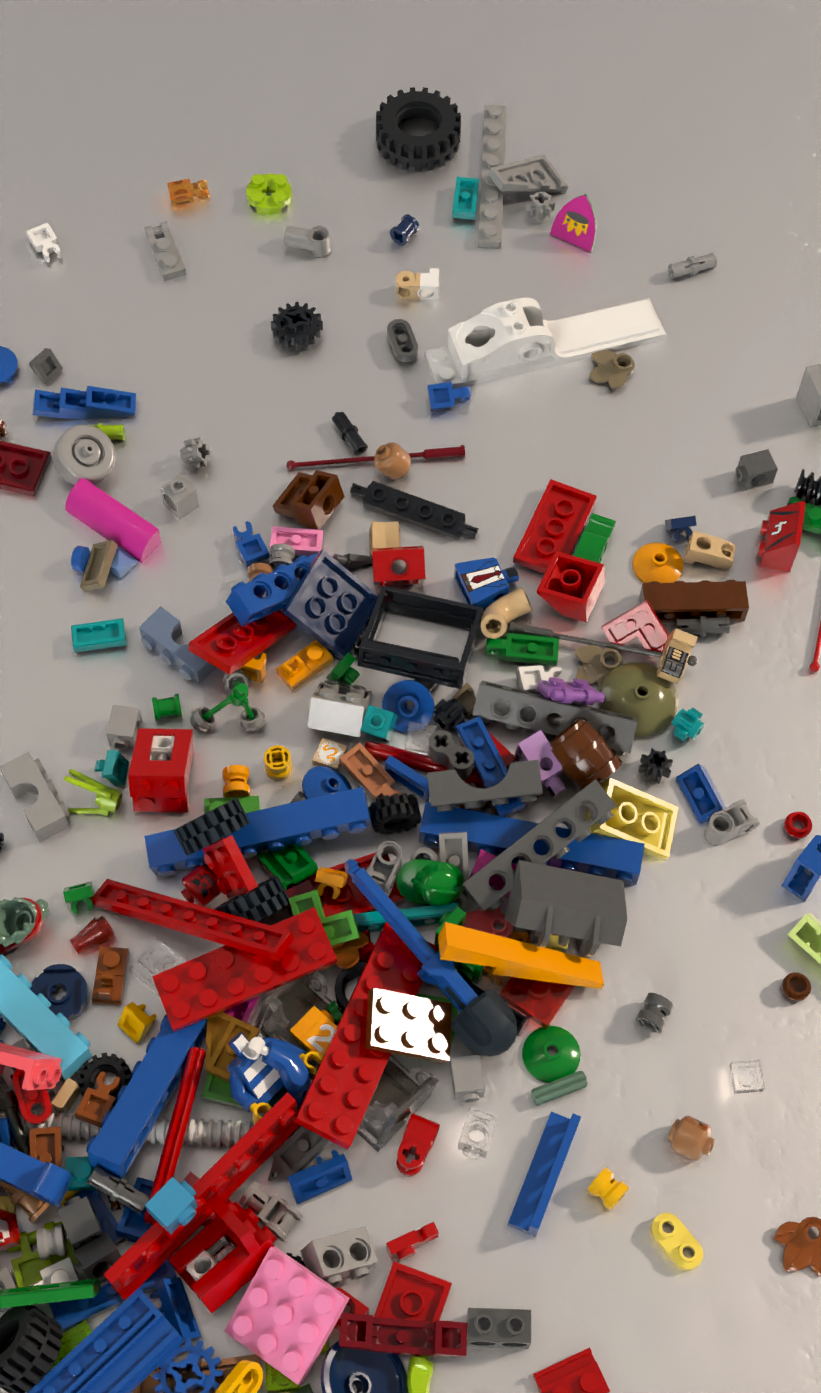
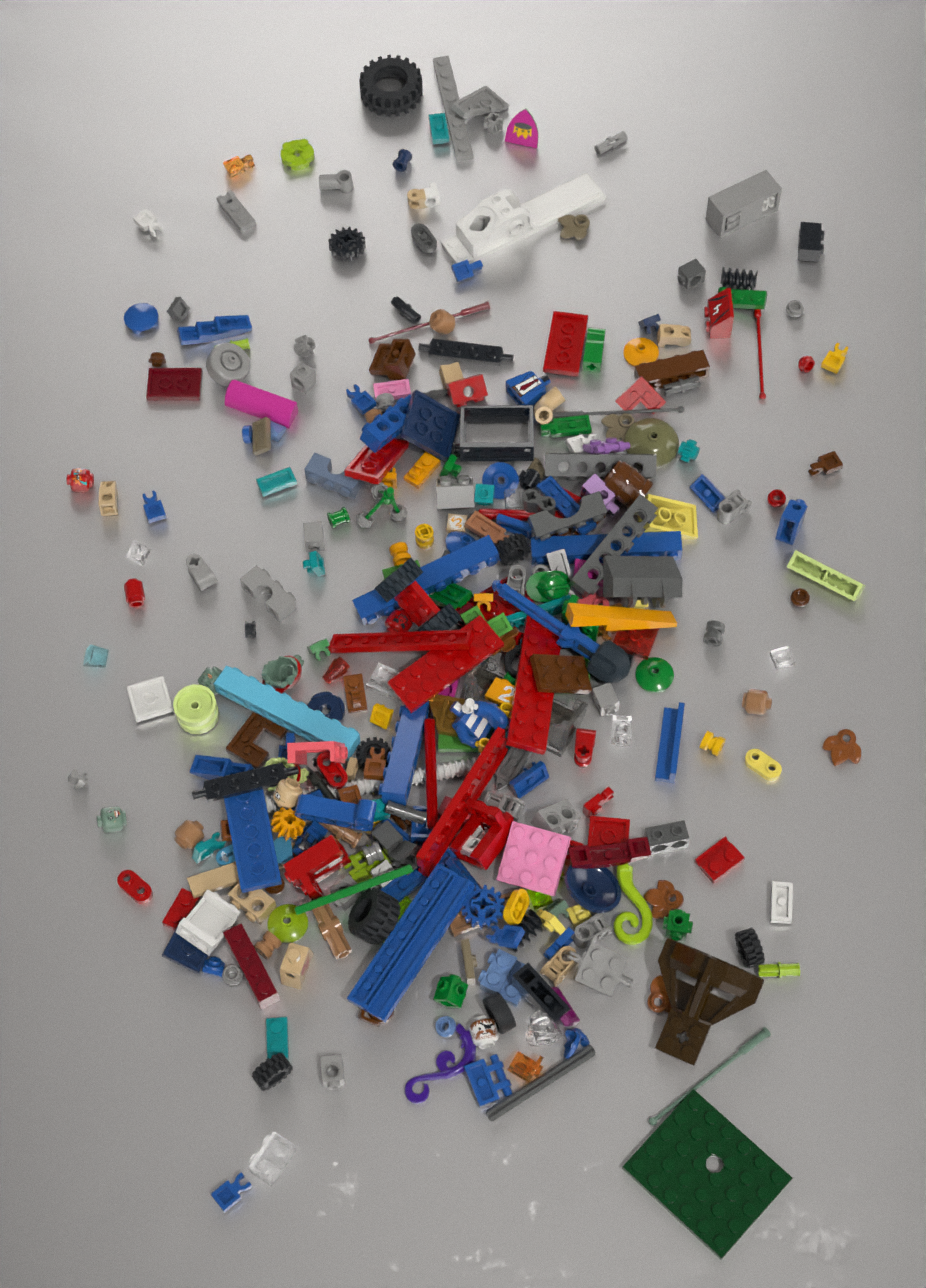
camera: 10 degrees left, 0 degrees up
(107, 797) = (317, 584): lime plant -> none
(161, 770) = (349, 557): red brick -> none
(173, 1205) = (448, 805): dark azure brick -> none
(559, 1088) = (665, 692): sand green axle -> none
(572, 585) = (588, 377): red slope -> none
(655, 766) = (674, 482): black gear -> none
(675, 655) = (669, 407): tan leg -> none

